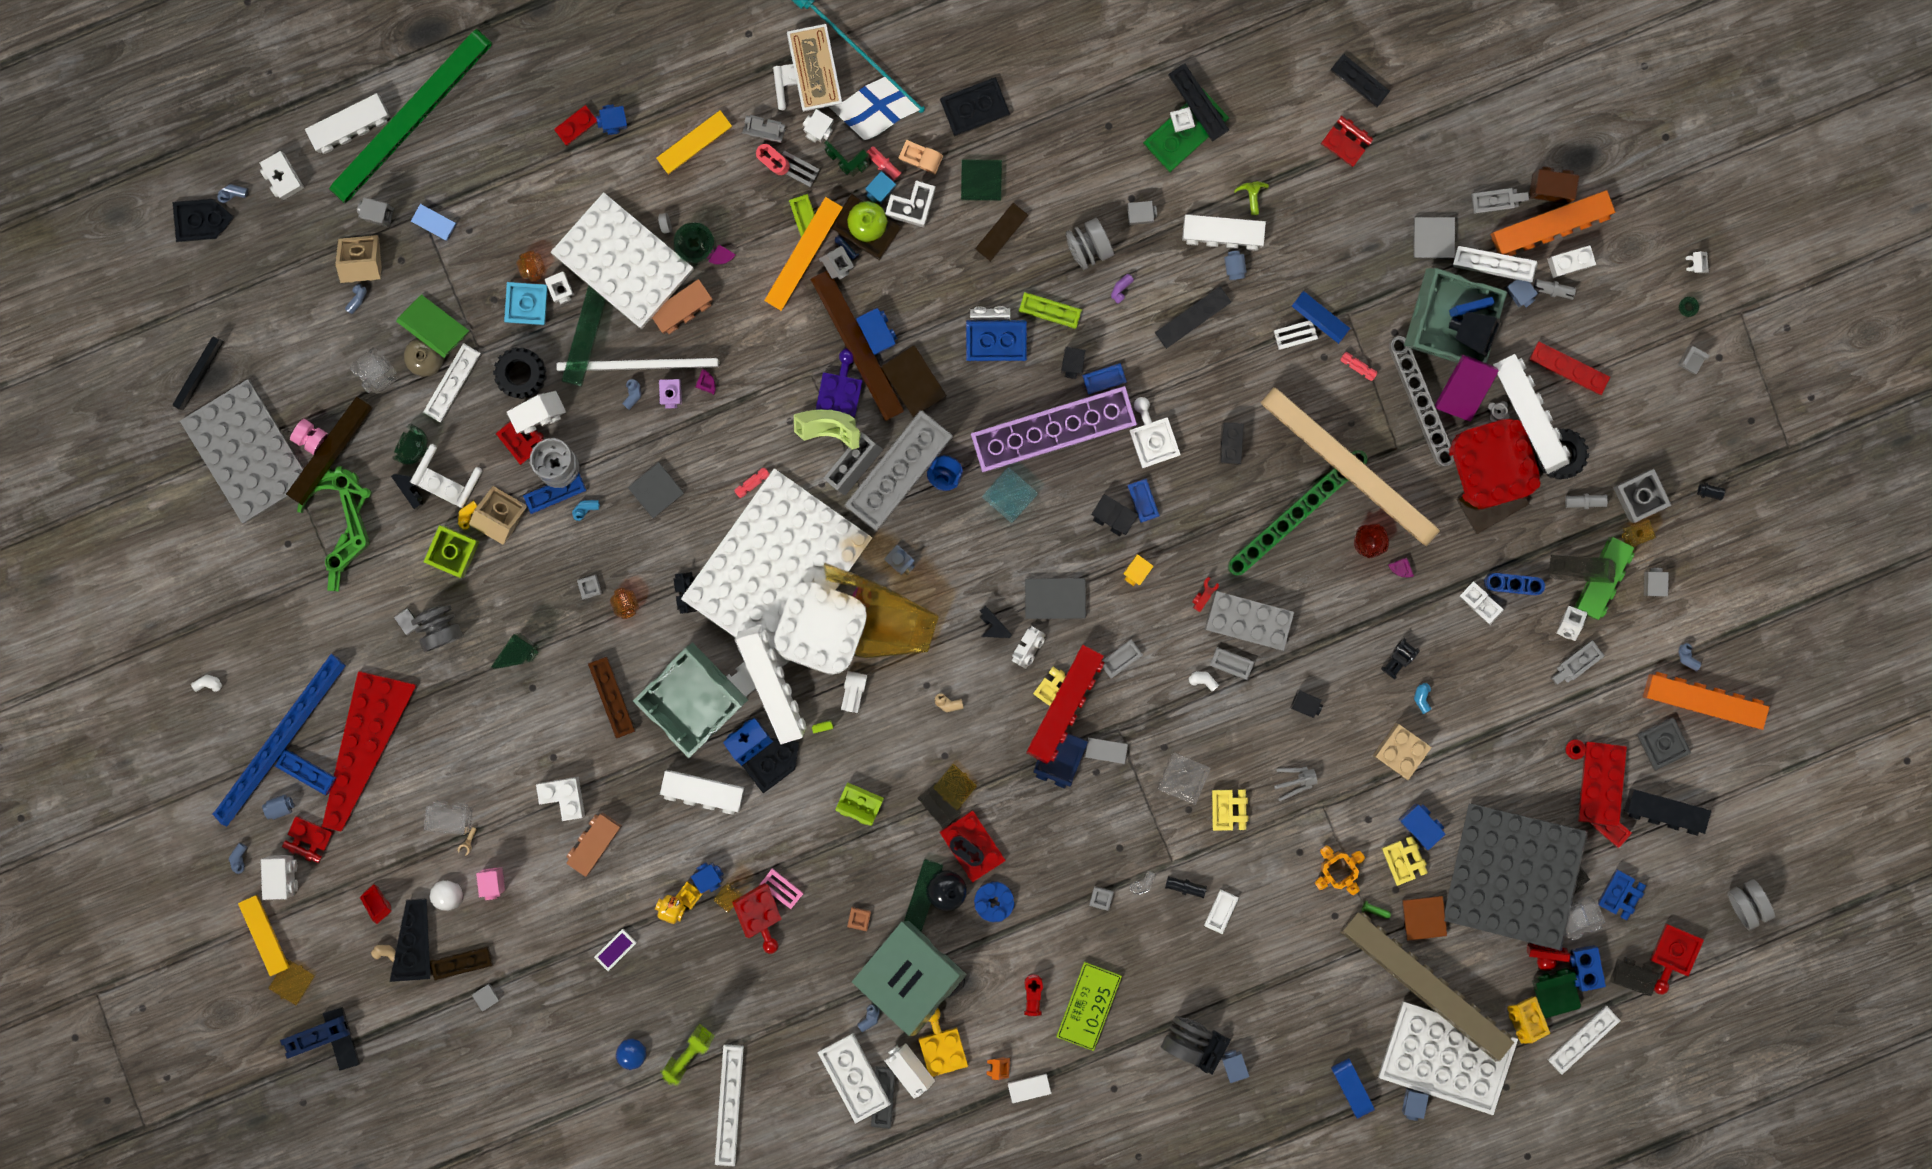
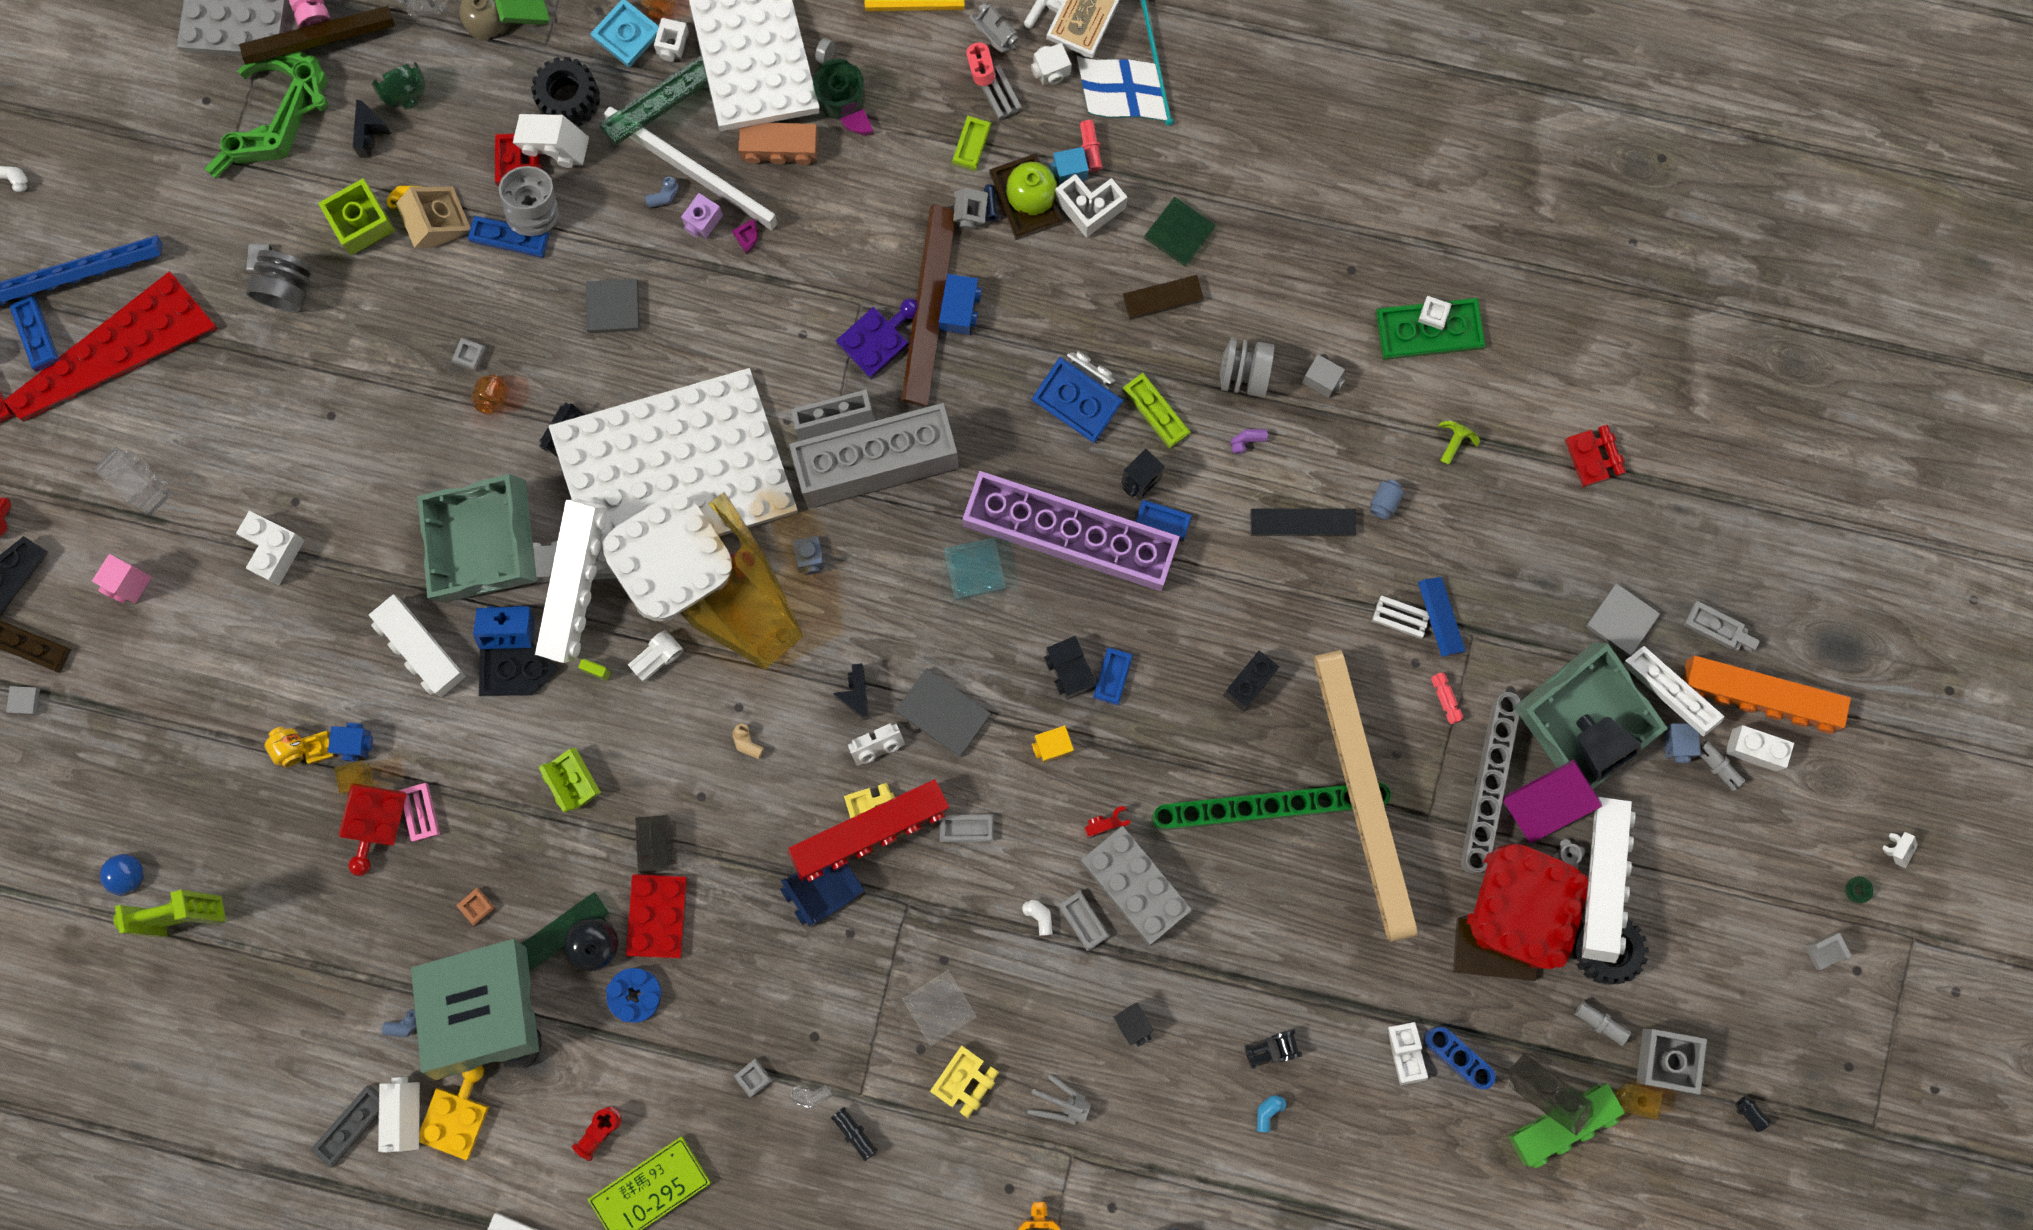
camera: 40 degrees right, 10 degrees down
(441, 485) = (400, 146): white plate -> none
(446, 895) = (70, 563): white hair -> none
(452, 383) = (493, 59): white tile -> none
(467, 843) = (134, 526): tan hand -> none
(516, 652) = (339, 361): clear green slope -> none
(583, 507) = (525, 271): dark azure arm -> none
(593, 844) = (261, 619): nougat brick -> none
(611, 697) = (401, 481): reddish brown plate -> none
(615, 949) = (196, 749): dark purple tile -> none
(729, 1105) = (179, 1010): white tile -> none
(752, 482) = (715, 367): coral axle -> none
(803, 253) = (942, 176): light orange tile -> none
(827, 423) = (836, 358): yellowish green arch -> none
(854, 1078) = (334, 1080): white tile -> none
(858, 163) = (1062, 122): dark green bracket -> none
(913, 381) = (961, 381): dark brown tile -> none
(921, 157) = (1135, 167): light nougat plate -> none
(945, 473) = (922, 495): blue helmet -> none
(954, 786) = (685, 835): clear yellow piece -> none
(969, 847) = (638, 916): black beam -> none
(974, 106) = (1226, 156): black tile -> none
(1000, 1068) = (499, 1188): orange tile -> none
(1106, 750) = (877, 917): light grey tile -> none
(1153, 440) = (1170, 619): white plate -> none
(1198, 102) = (1464, 307): black tile -> none
(1221, 911) = (873, 1191): white tile -> none
(1223, 231) = (1398, 455): white brick -> none
(1360, 80) = (1651, 404): black tile -> none
(1371, 540) = (1332, 893): clear red helmet -> none
(1401, 568) = (1344, 950): magenta tile -> none
(1402, 751) = (1204, 1156): tan brick -> none
(1471, 307) = (1627, 721): blue tile -> none
(1554, 186) = (1794, 652): reddish brown brick -> none
(1569, 368) = (1679, 863): red plate -> none
(1571, 623) = (1496, 1148): white brick -> none
(1578, 663) = (1472, 1200): light grey hinge -> none
(1656, 582) = (1622, 1172): light grey brick -> none

